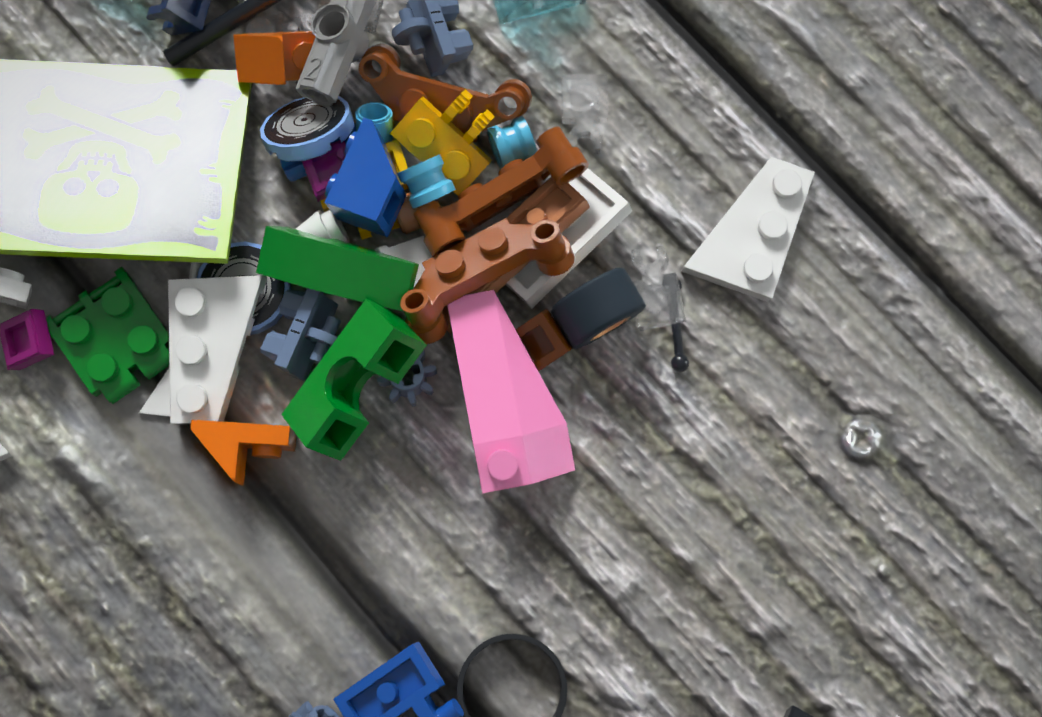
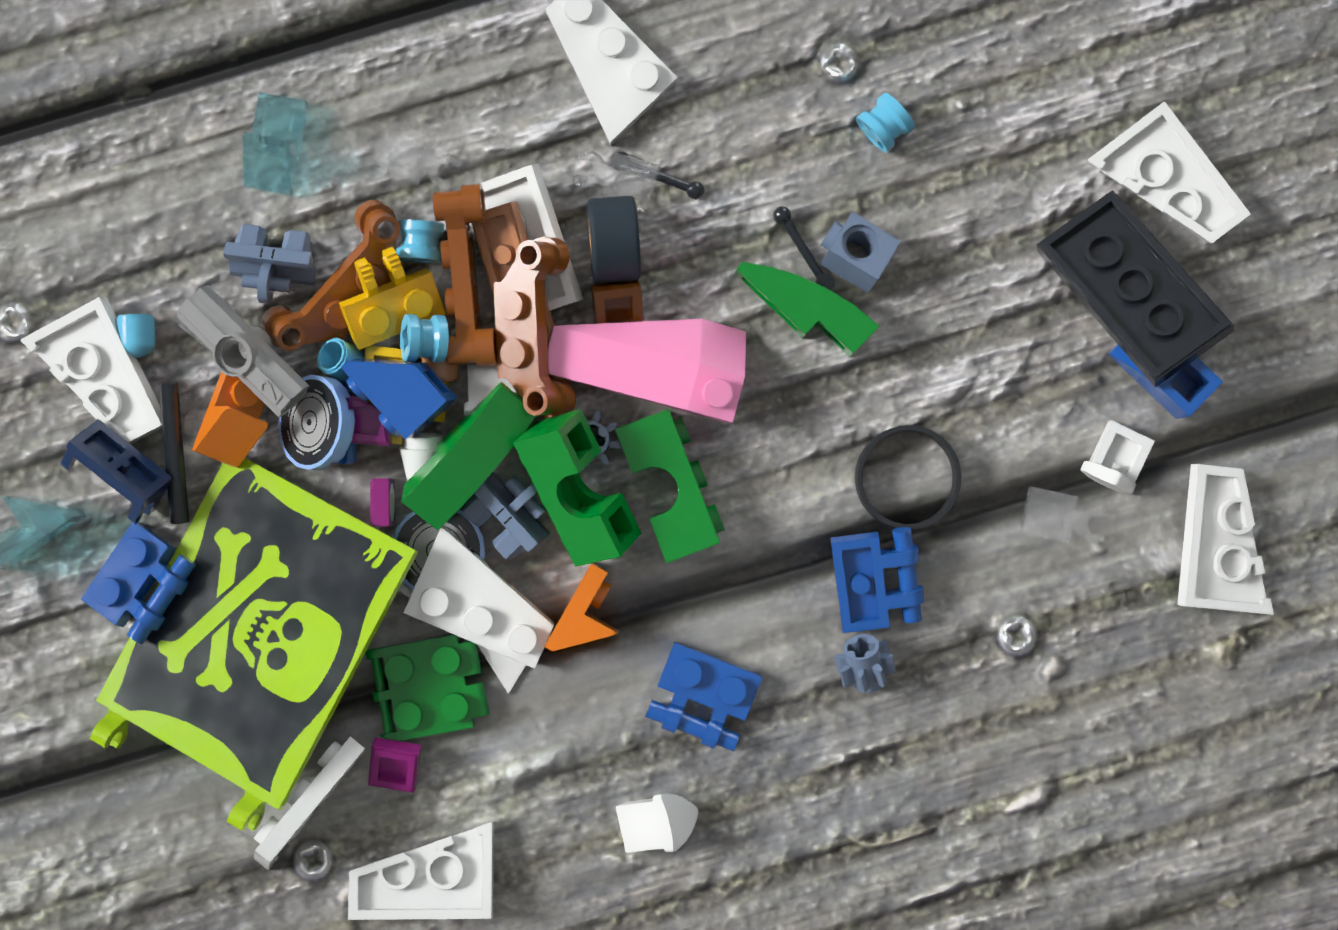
camera: 60 degrees left, 10 degrees up
(71, 608) = (656, 822): none -> white tile
(99, 36) = (128, 576): none -> blue plate
(229, 594) = (711, 683): none -> blue plate
(258, 216) = (382, 502): none -> magenta tile
(372, 500) = (659, 444): none -> green arch
(627, 515) = (808, 304): none -> green slope
(656, 520) = (782, 216): none -> black hinge
(682, 547) = (877, 245): none -> sand blue brick
(830, 505) = (885, 122): none -> medium azure wheel

